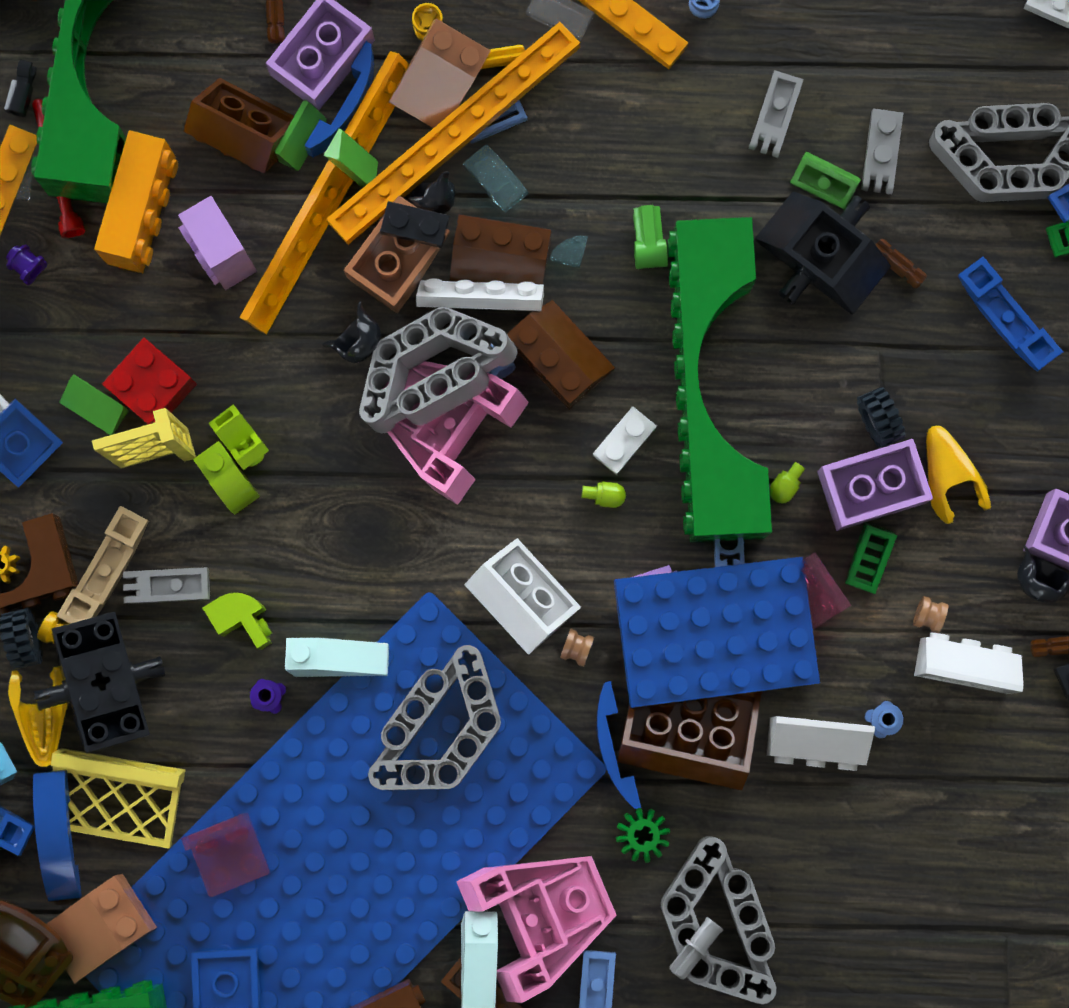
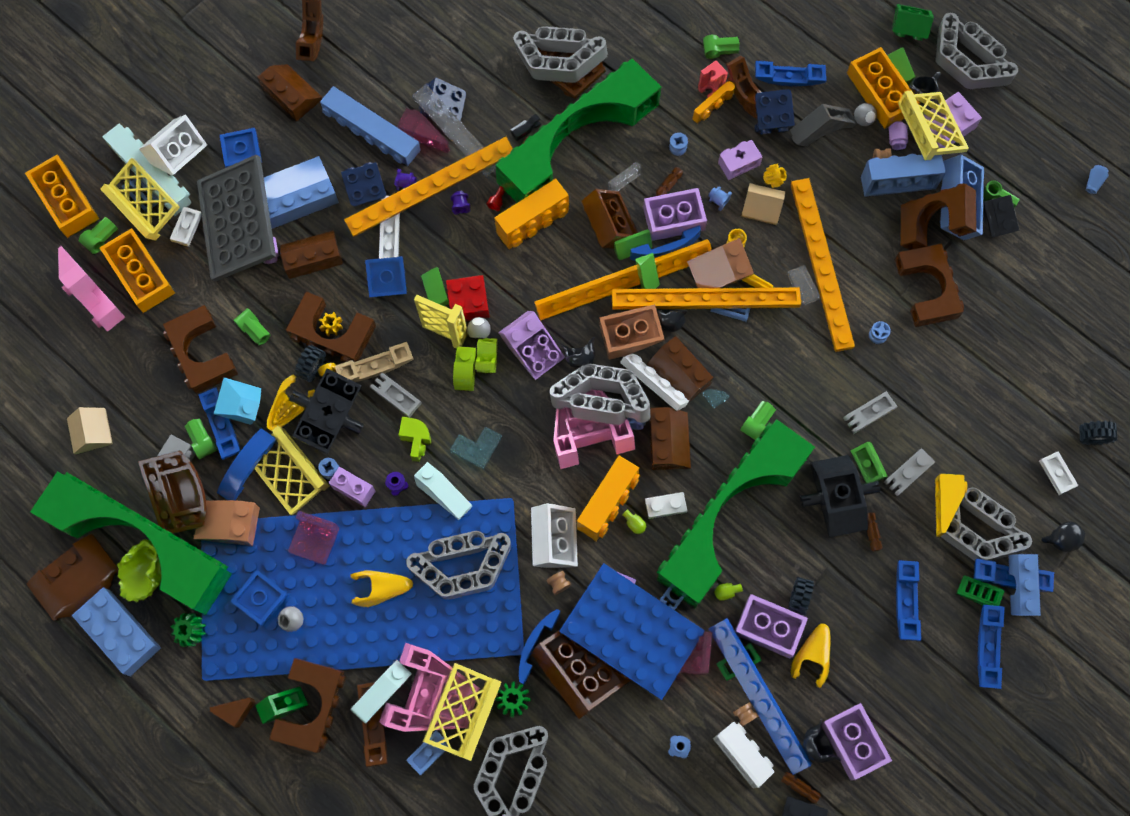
camera: 40 degrees right, 10 degrees down
(172, 748) = (330, 470): none -> medium blue wheel
(197, 411) = (478, 328): none -> light grey piece
(212, 53) = (625, 177): none -> clear tile
(215, 244) = (551, 259): lavender brick -> none
(216, 748) = (352, 486): none -> lavender brick
(283, 374) = (532, 344): none -> lavender slope
(289, 975) = (290, 619): none -> light grey piece
(335, 571) = (479, 452): none -> clear light blue tile
(367, 836) = (383, 587): none -> yellow animal
(415, 224) = (650, 323): black plate -> none
(496, 178) = (708, 335): clear light blue slope -> none
(550, 493) = (607, 498): none -> light orange brick
(618, 886) = (476, 722): none -> light yellow fence
(695, 948) = (489, 774): light grey axle -> none
(819, 742) = (636, 727): white slope -> none
(929, 579) = (760, 696): none -> blue plate
(960, 147) = (949, 494): none -> yellow slope

